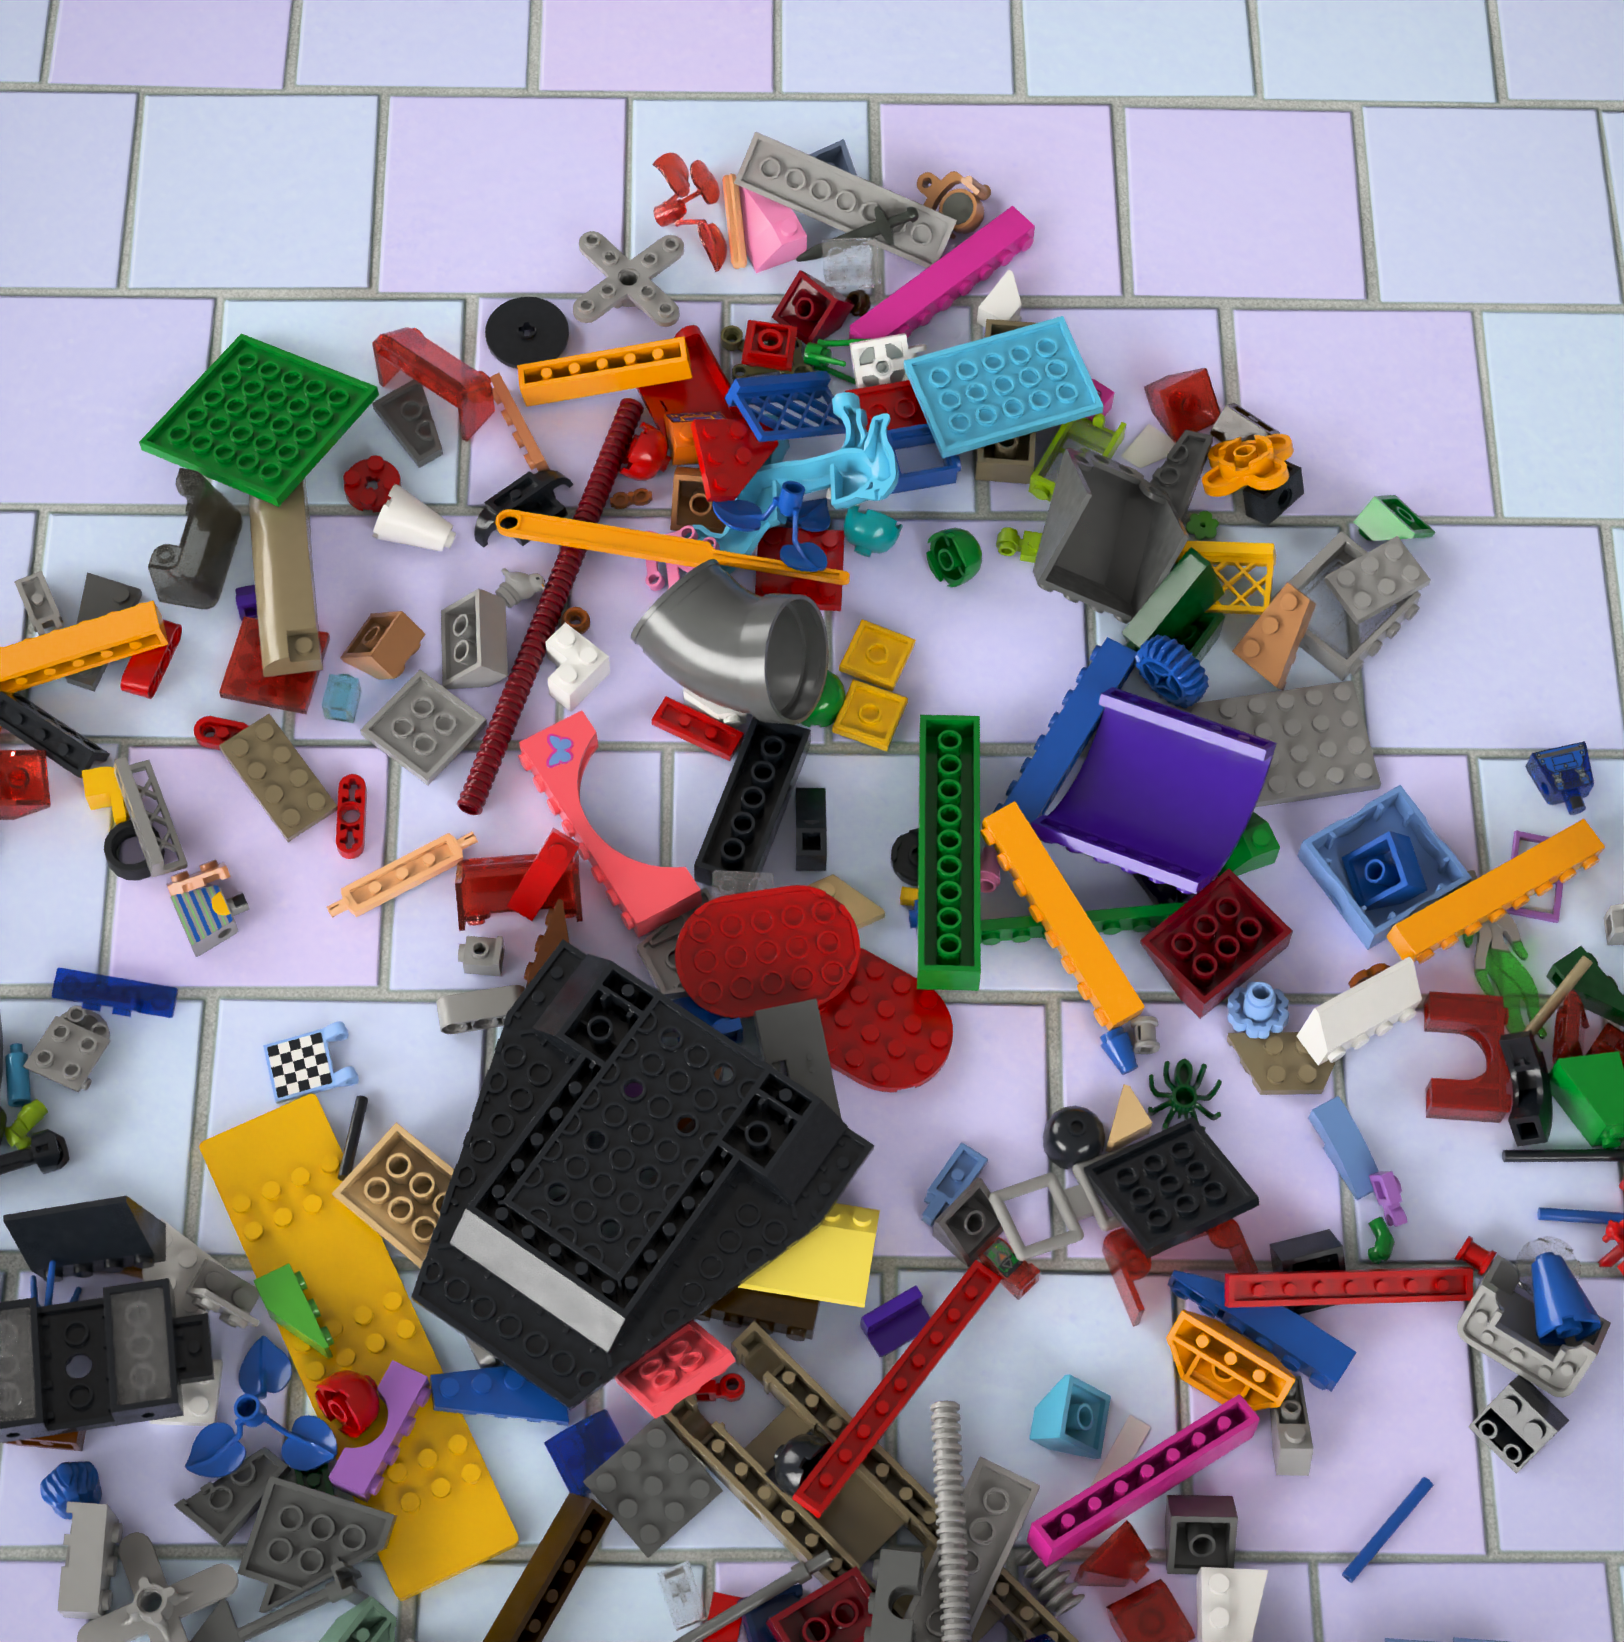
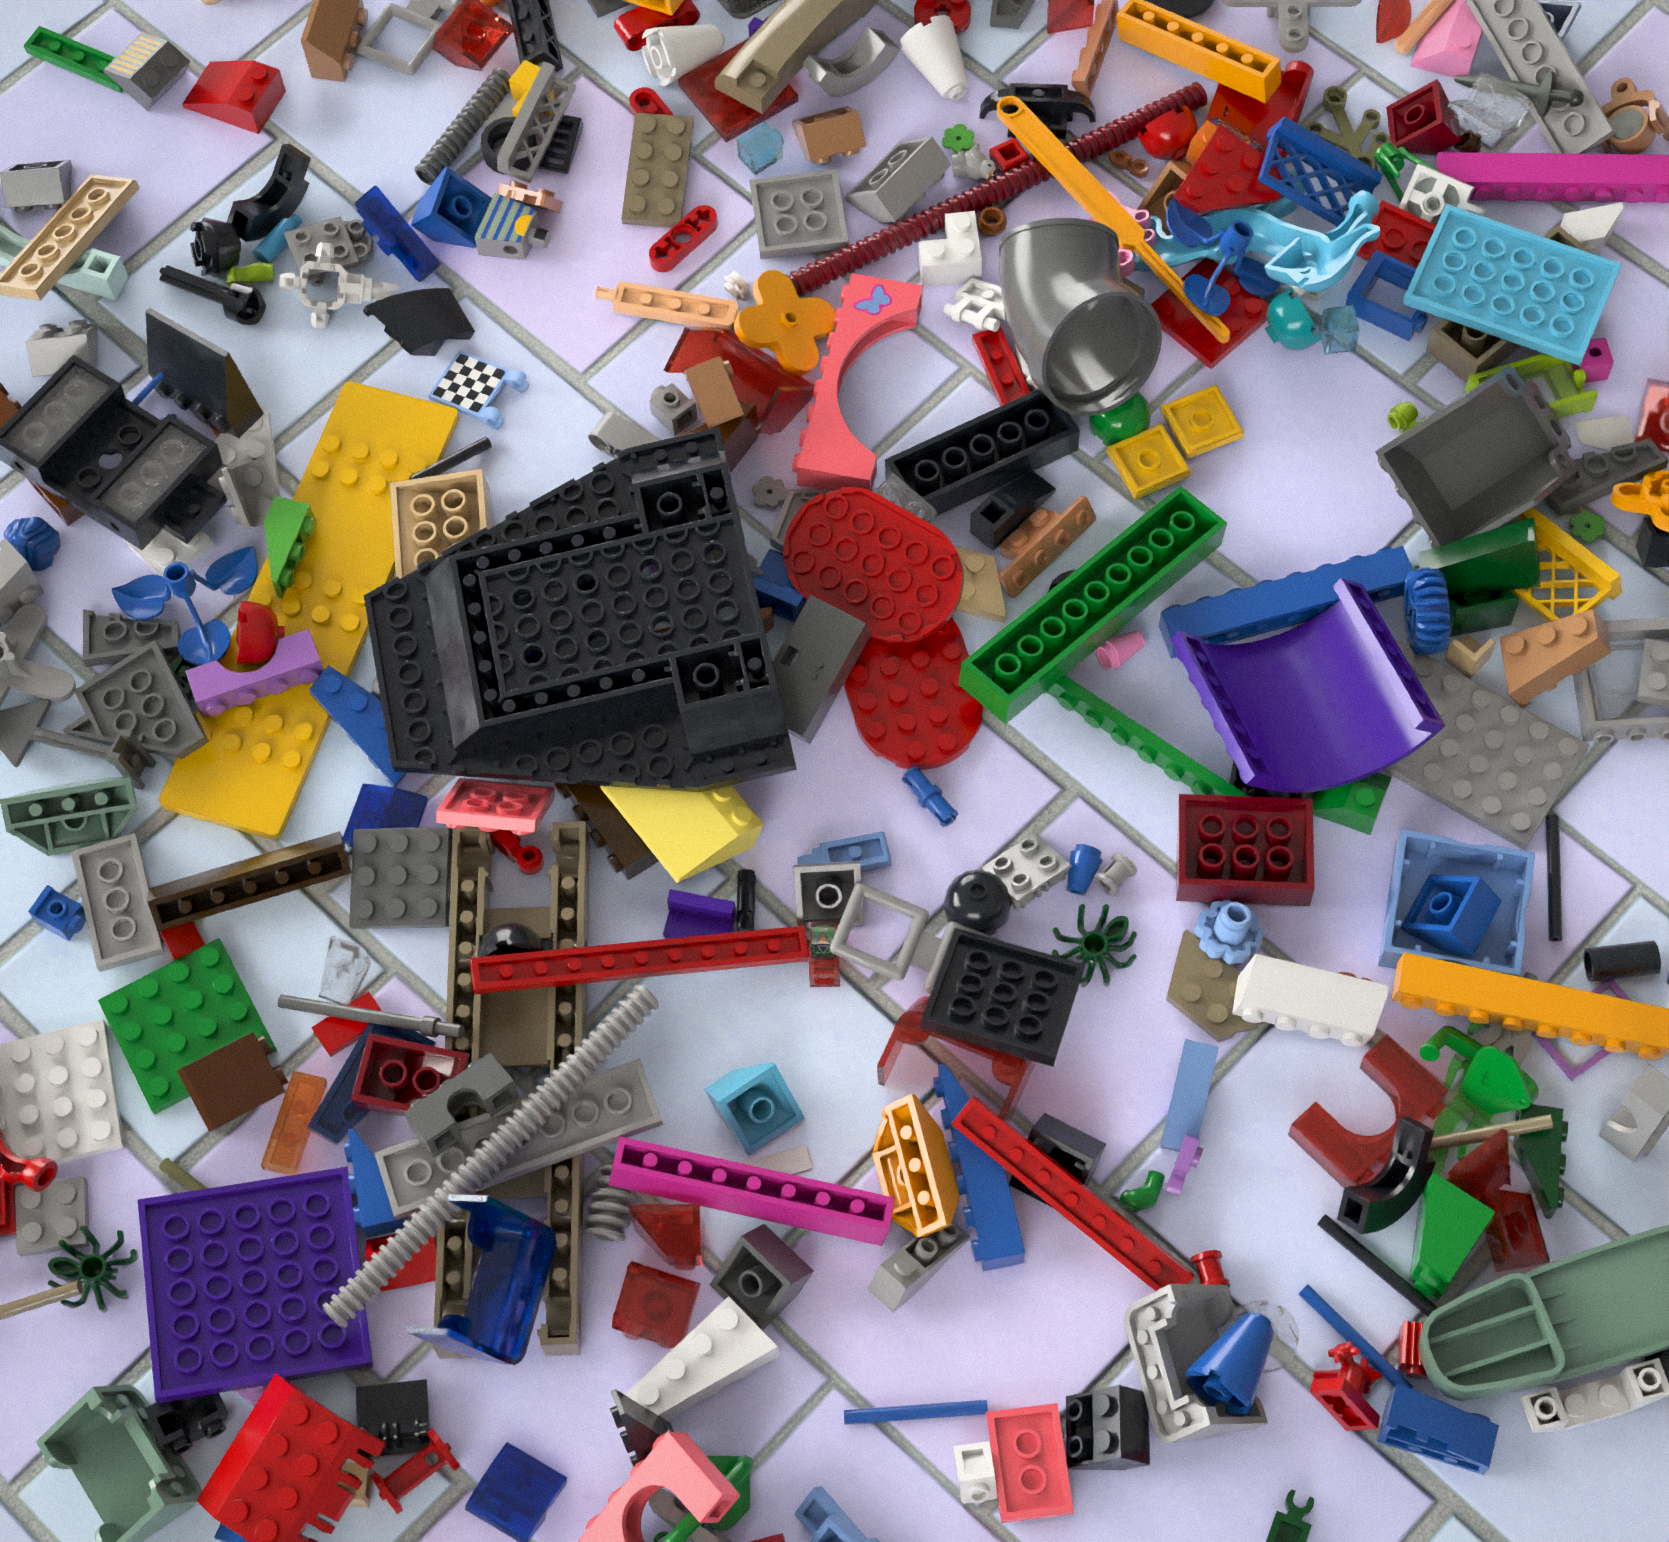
camera: 50 degrees right, 0 degrees up
(80, 863) = (464, 126): none -> dark grey piece
(125, 1067) = (351, 287): none -> white piece
(144, 939) = (451, 210): none -> blue slope
(173, 792) = (568, 123): none -> black slope
(199, 669) = (680, 49): none -> white cone
(213, 1044) = (422, 319): none -> black slope
(351, 575) = (856, 67): none -> light grey arch
(432, 820) = (736, 285): none -> white plate
(483, 569) = (958, 138): none -> bright green plant
(505, 819) = (785, 322): none -> light orange plant
(520, 911) = (714, 391): none -> medium nougat wedge
(540, 559) = (1008, 154): none -> red slope
(543, 874) = (783, 369): red slope -> none
(620, 953) = (769, 492): none -> light grey plant
(635, 683) = (980, 297): none -> white plate
(761, 355) = (1353, 135): red piece -> none
(853, 836) = (1041, 542): none -> nougat bracket
(908, 509) = (1339, 329): none -> clear light blue brick
(912, 1277) = (745, 900): none -> black axle
(954, 556) = (1343, 391): green cylinder -> none
(965, 1089) = (930, 796): none -> blue pin
(1061, 916) = (1131, 724): light orange brick -> none
(1082, 1081) = (1028, 868): none -> light grey hinge
(1129, 1121) = (1029, 925): tan slope -> none
(1221, 680) = (1469, 655): none -> tan panel
(1417, 792) = (1554, 878): none -> black piece
(1467, 1531) = (975, 1472): none -> white bracket
(1493, 1492) = (1029, 1463): none -> coral plate
(1514, 813) = (1622, 961): none -> black pin
(1524, 963) = (1493, 1078): none -> green piece

